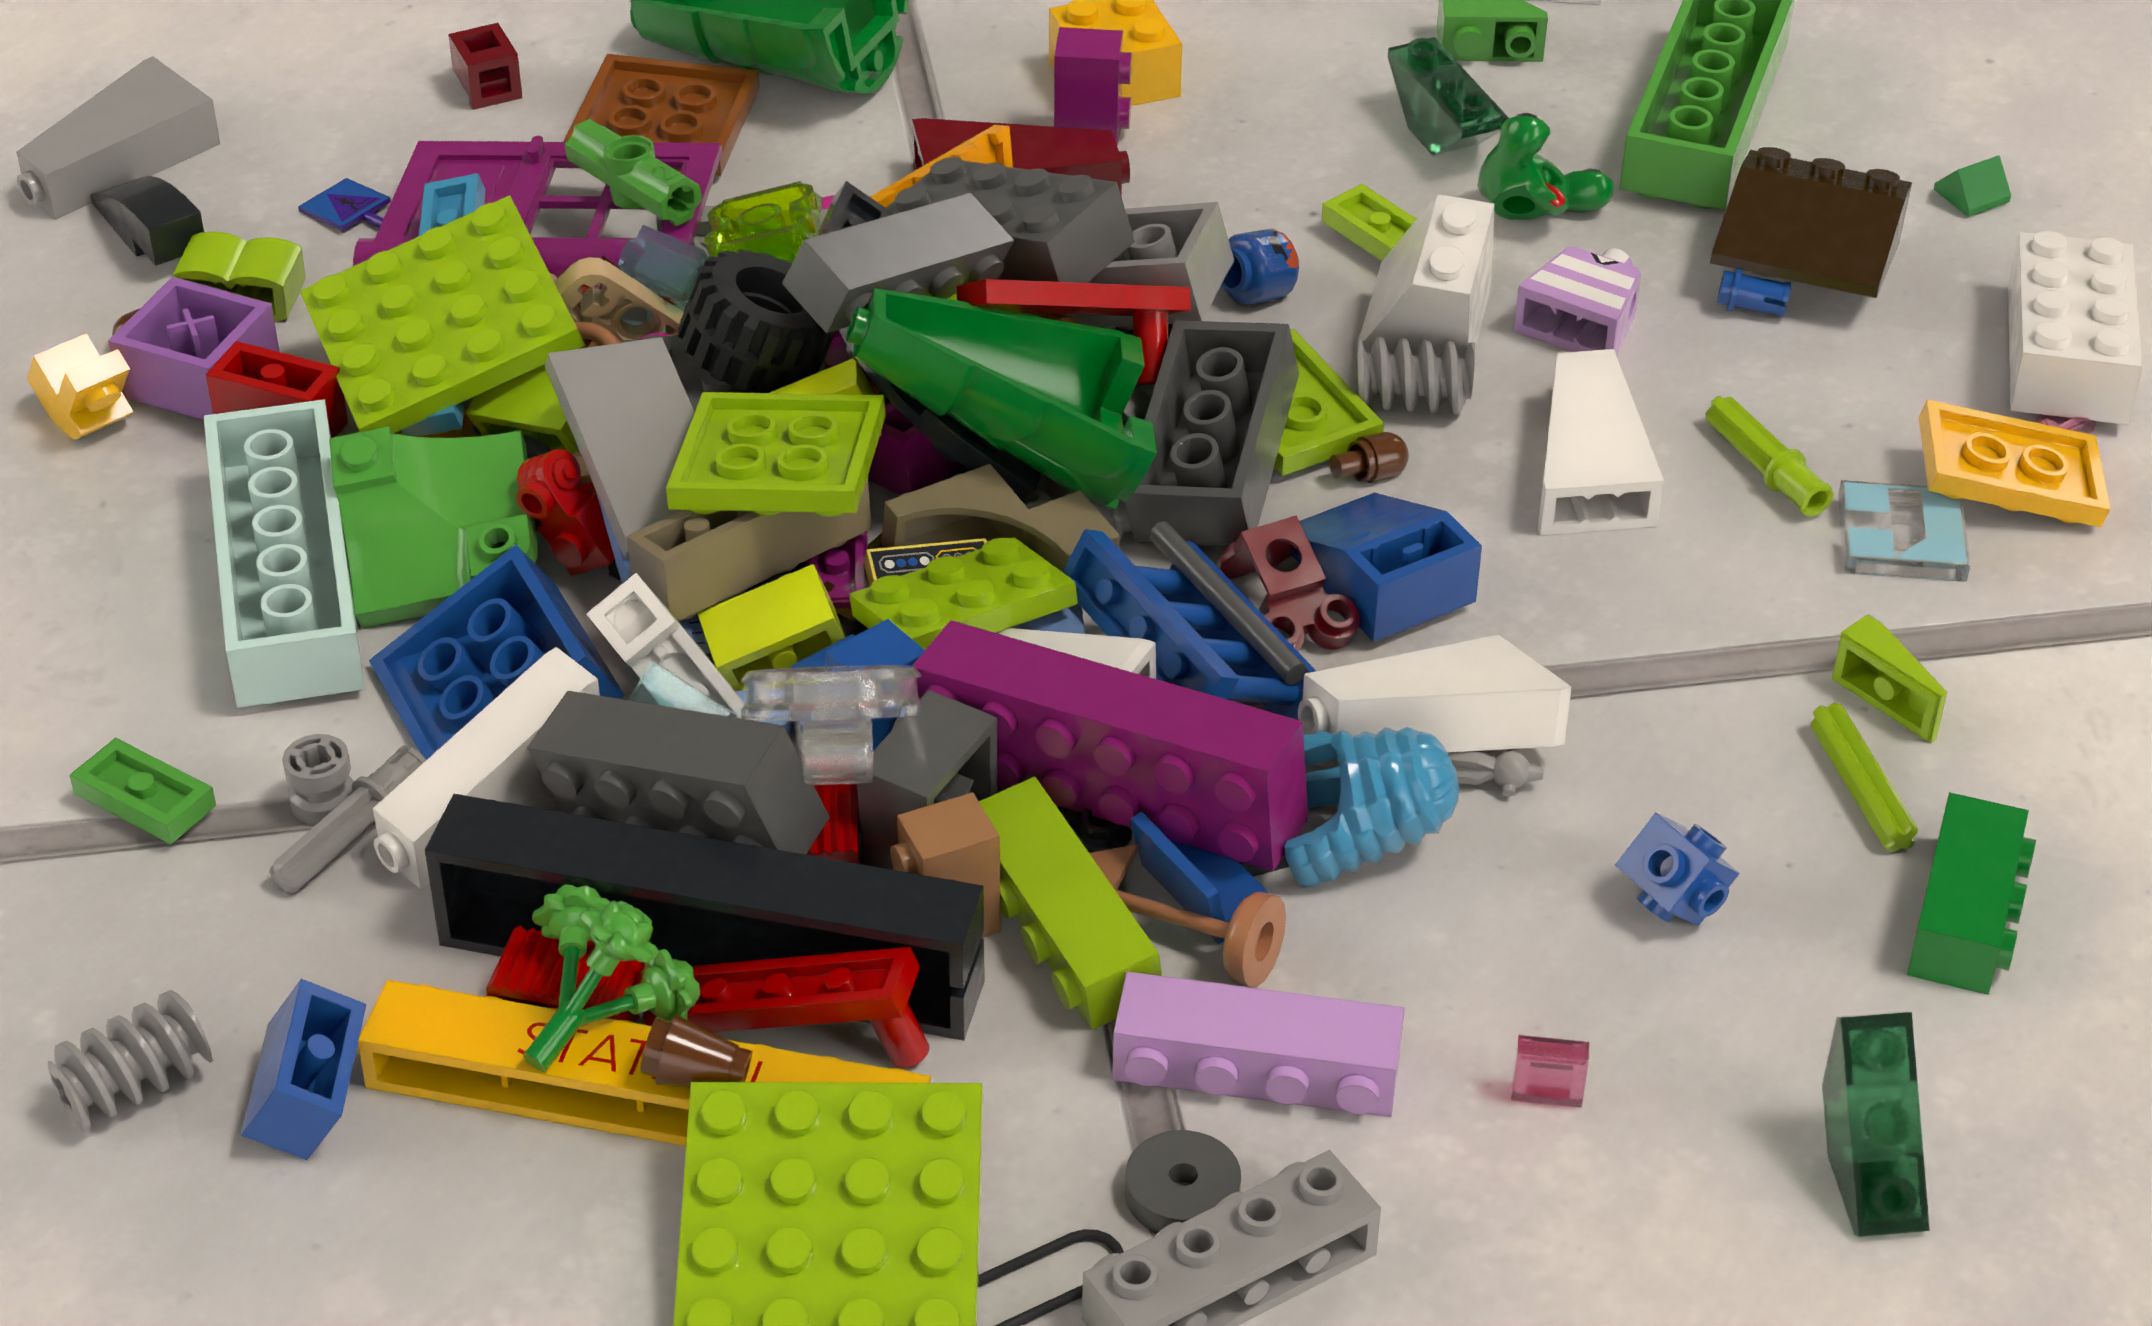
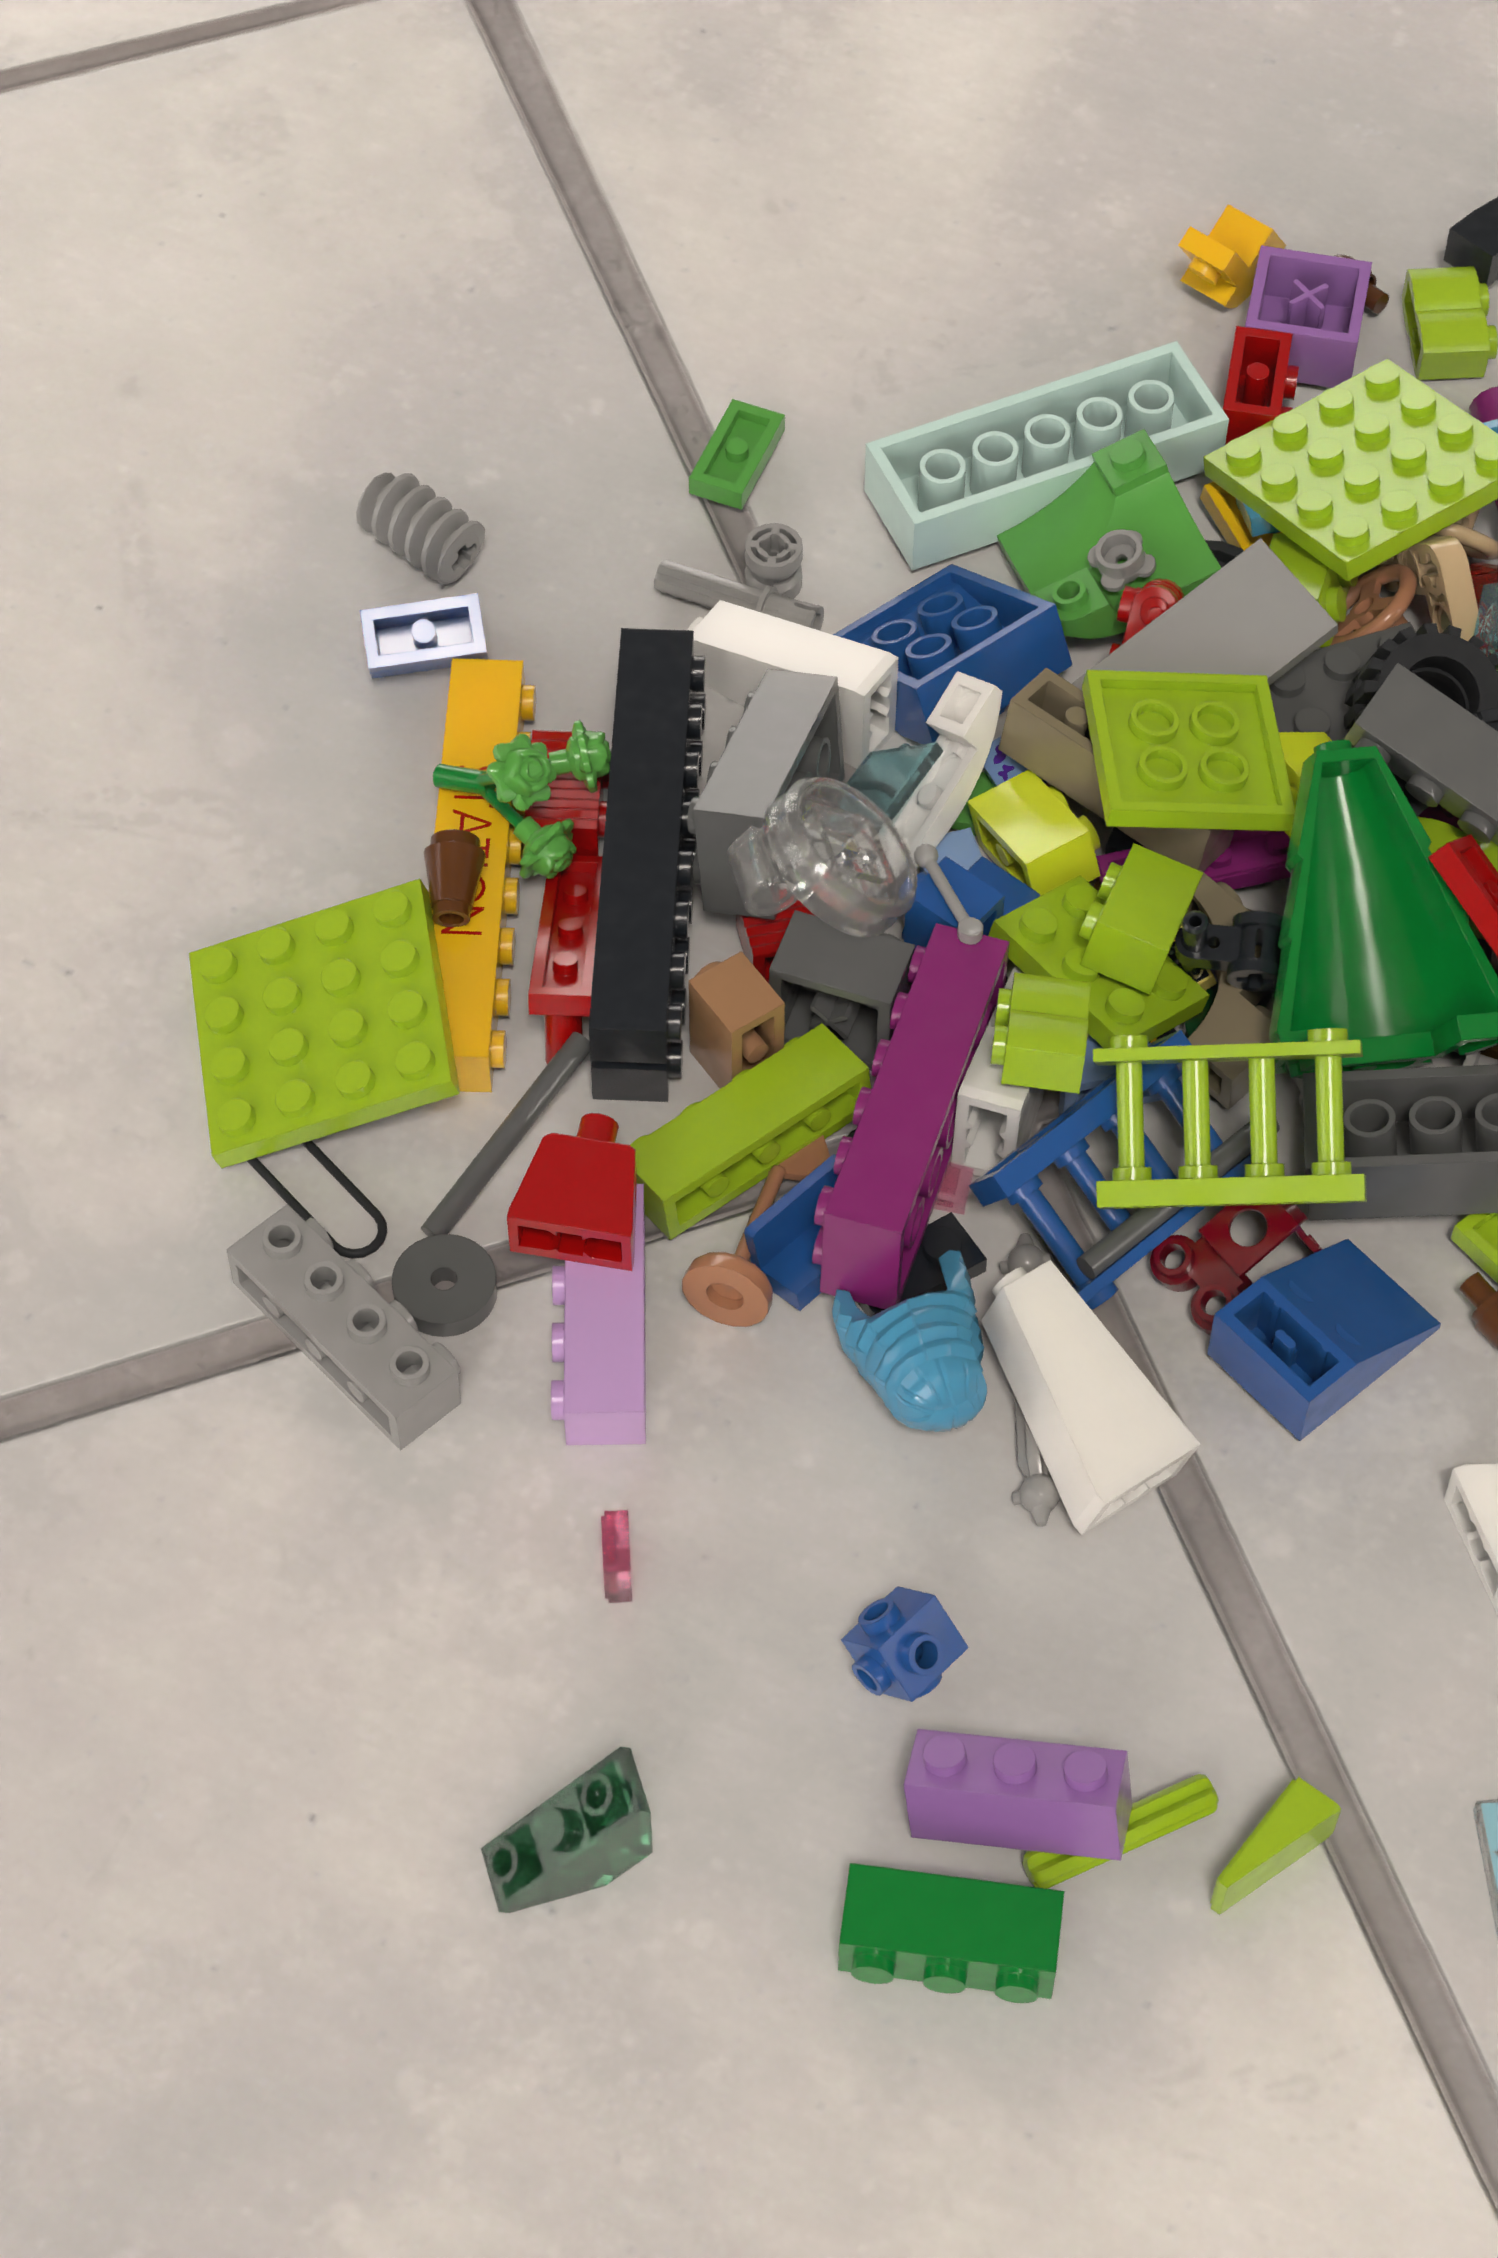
camera: 80 degrees right, 15 degrees up
(472, 480) = (1120, 546): none -> light grey plate
(930, 640) = (969, 928): none -> light grey hinge
(946, 533) = (1140, 917): none -> lime brick
(998, 479) = (1234, 948): none -> black piece
(1019, 1095) = (507, 1136): none -> dark grey bar
(1074, 606) = (1042, 1032): none -> lime brick
(1154, 999) = (578, 1198): none -> red torso
(1270, 506) = (1264, 1178): none -> lime fence
(1848, 809) = (1018, 1794): none -> medium lavender brick

